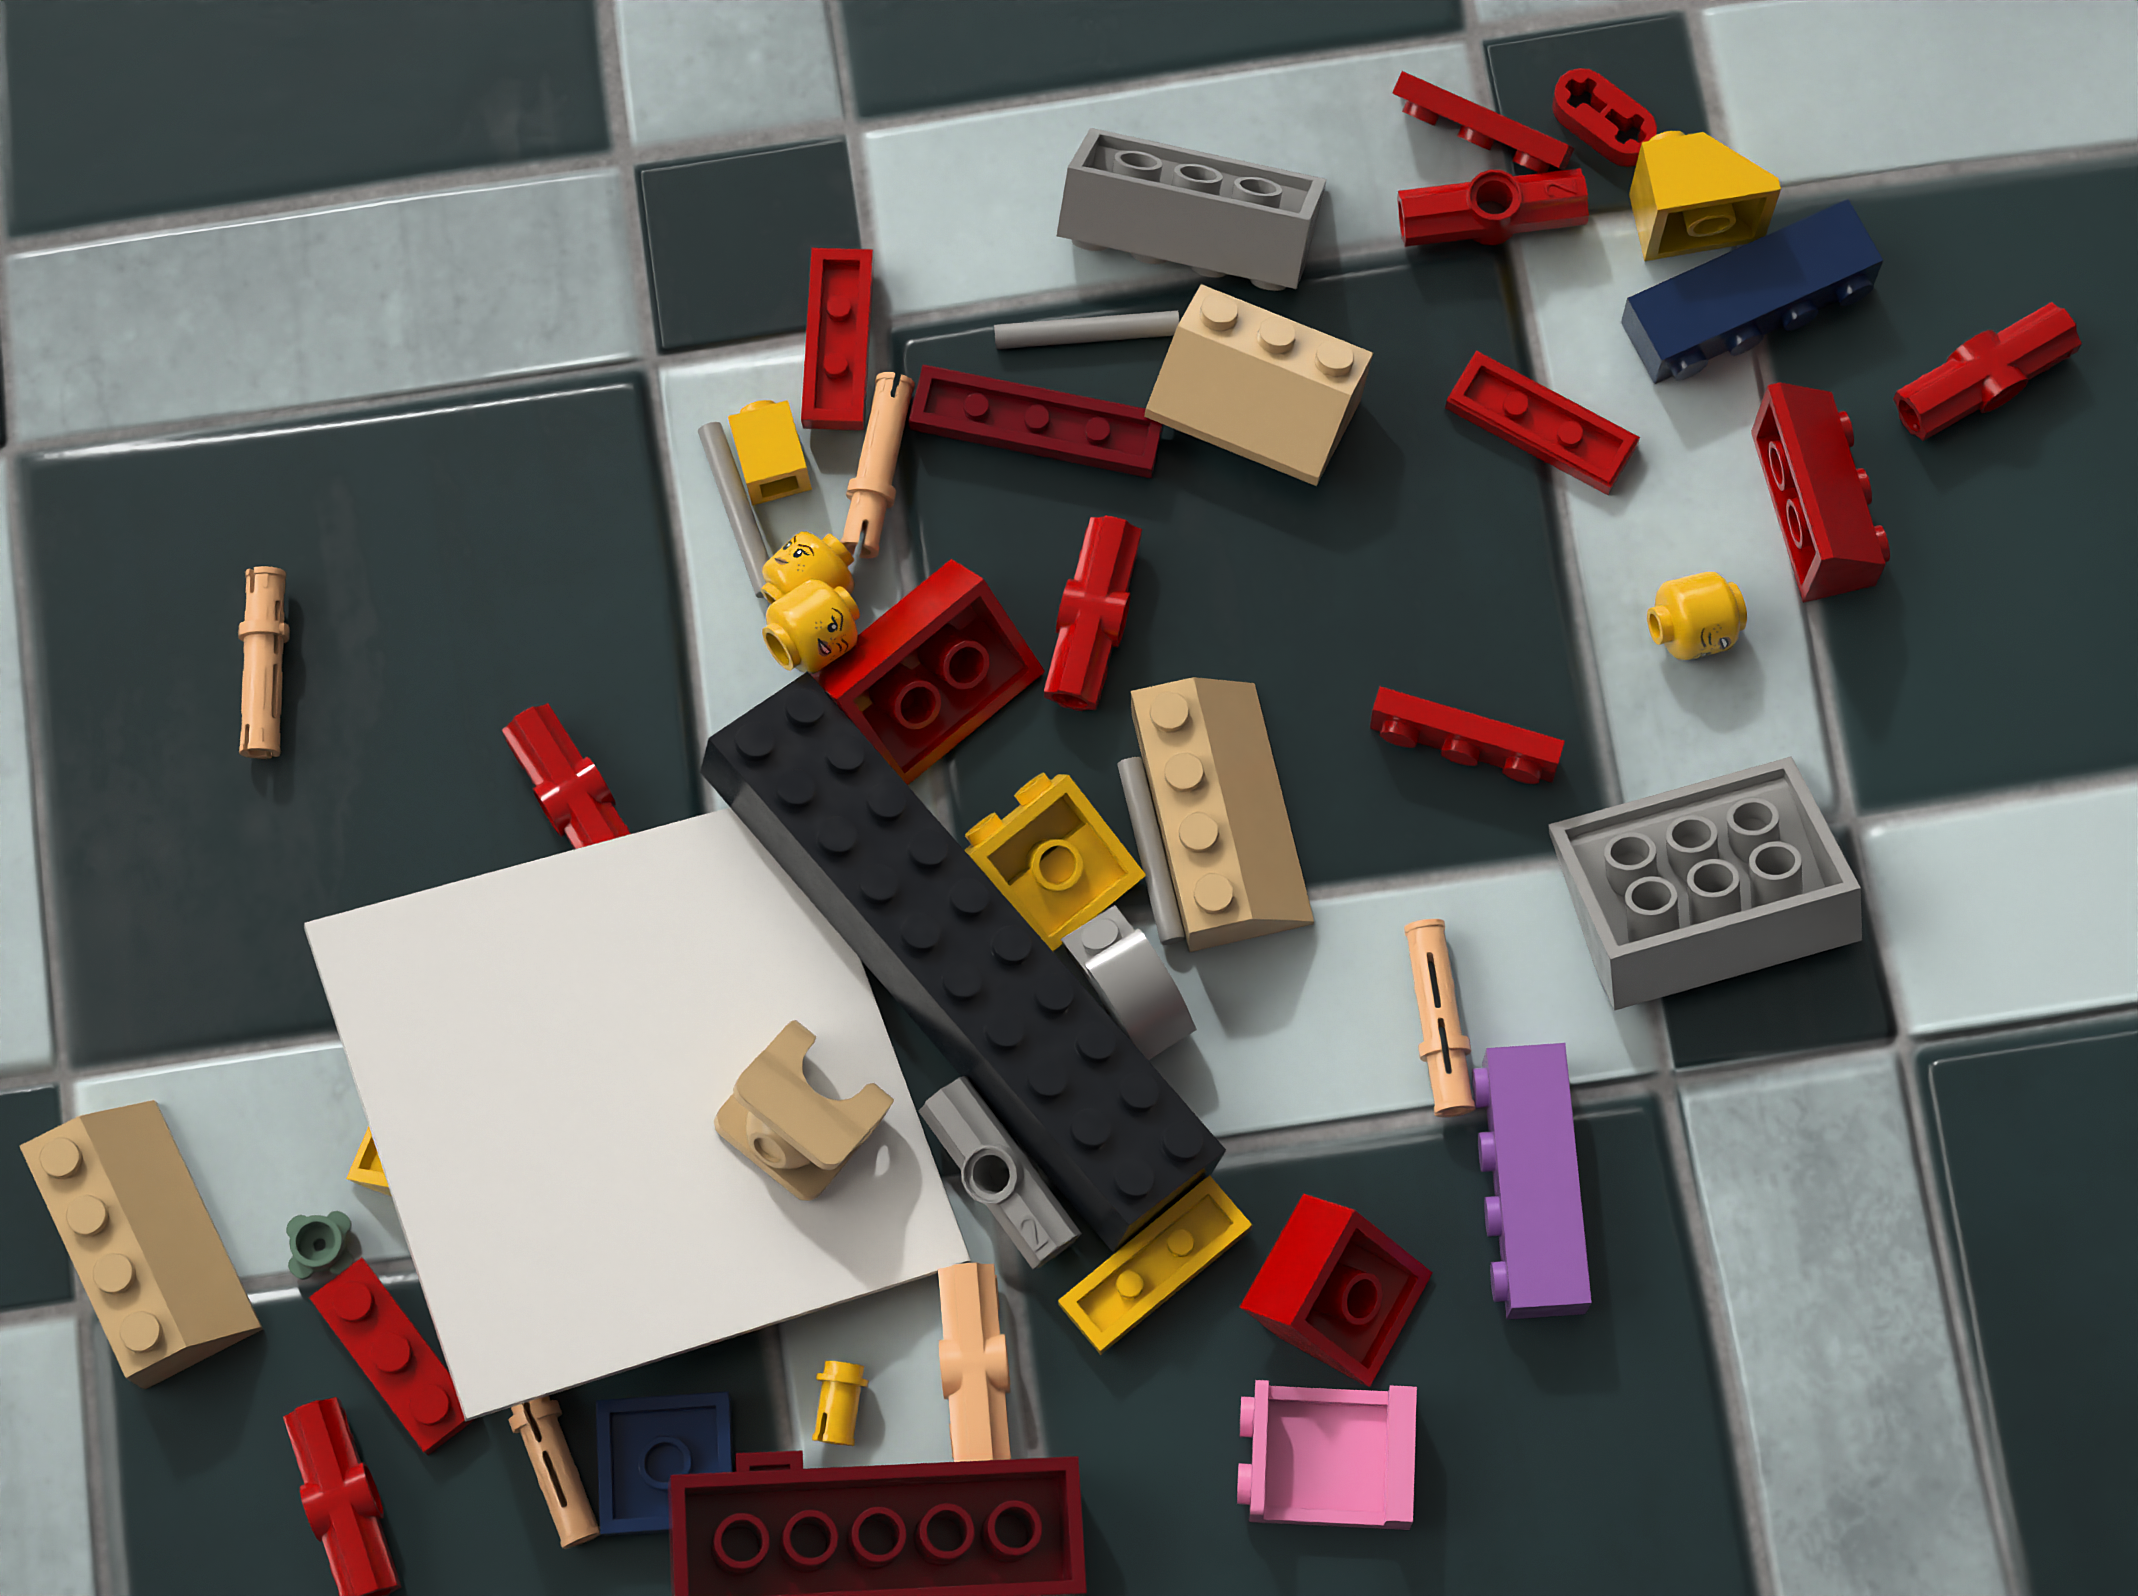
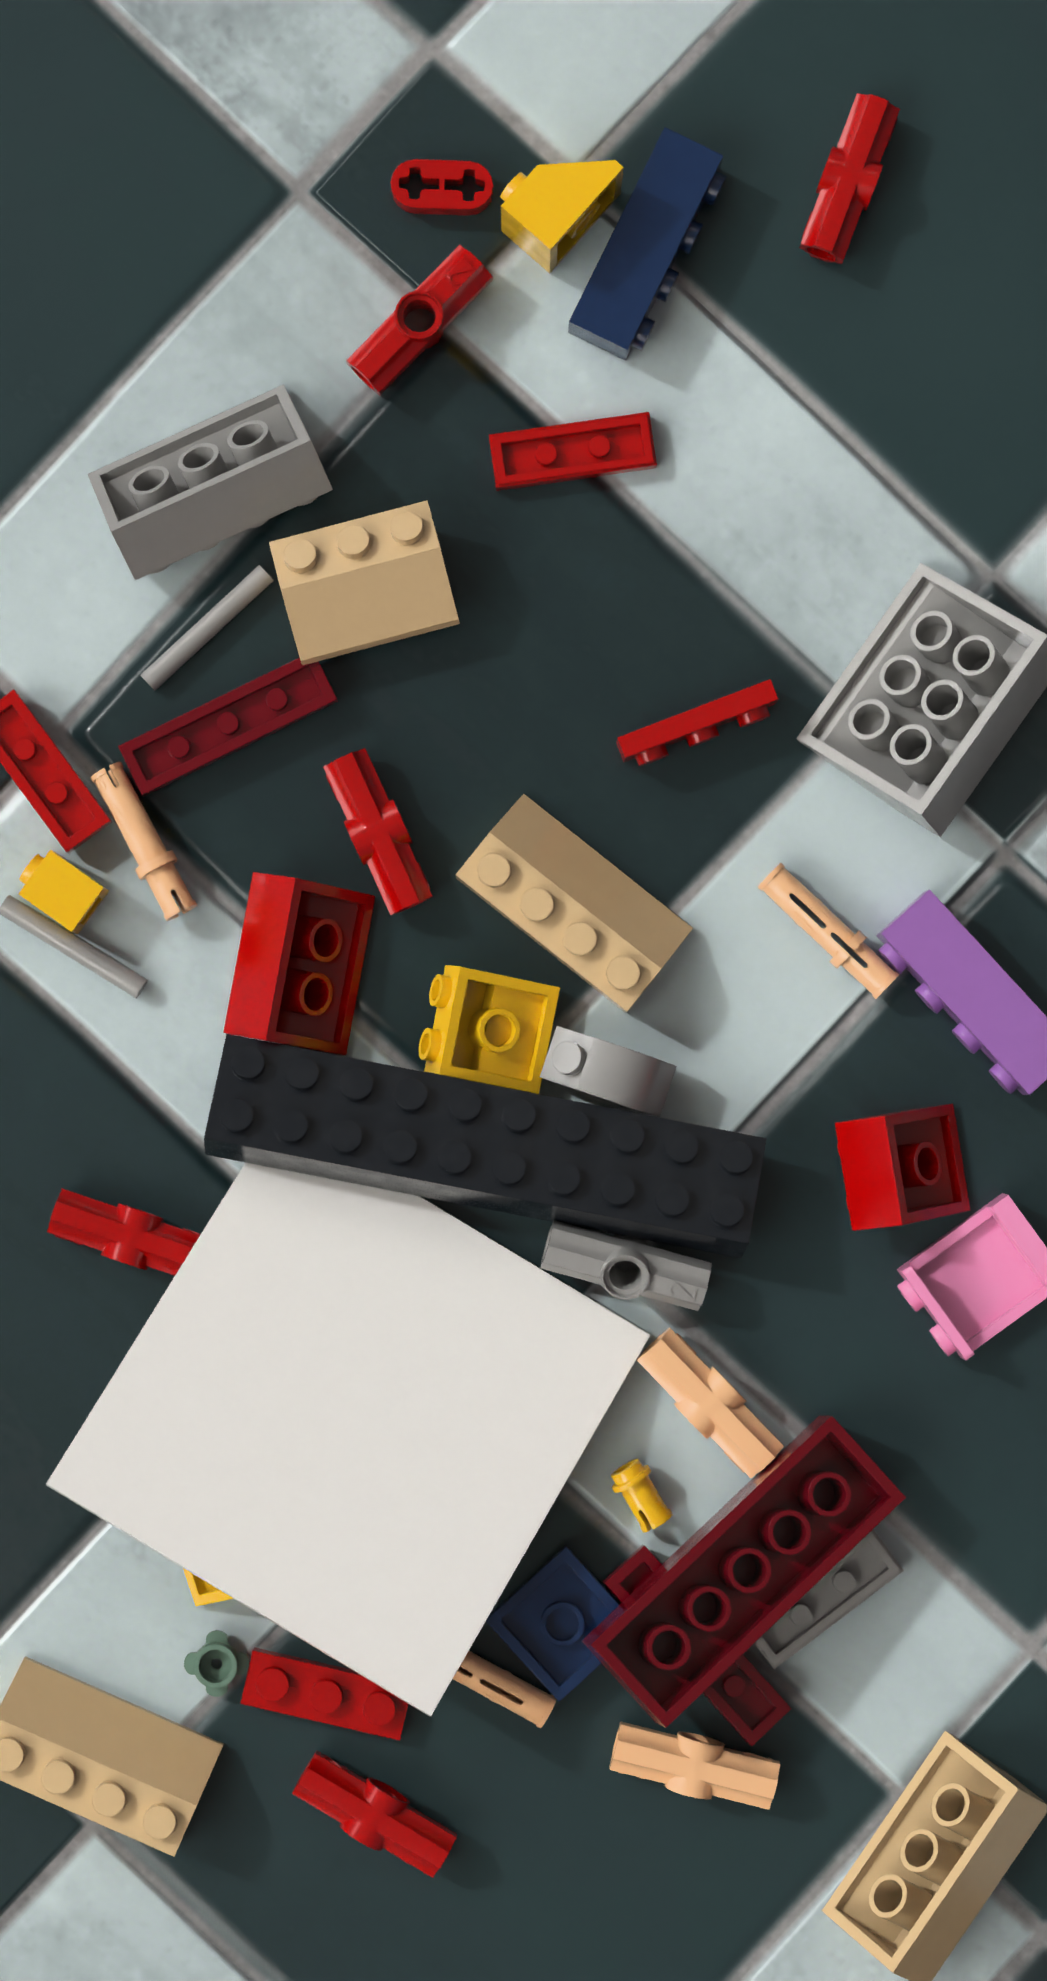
camera: 45 degrees left, 15 degrees up
(788, 1125) = (465, 1352): tan piece -> none
(805, 559) = (165, 961): yellow head -> none
(811, 626) = (203, 1000): yellow head -> none
(1151, 851) = (546, 965): light grey bar -> none
(1155, 1264) = (774, 1244): yellow plate -> none
(1481, 124) = (363, 261): red plate -> none
(1697, 615) = (787, 514): yellow head -> none
(1818, 491) = (803, 360): red slope -> none

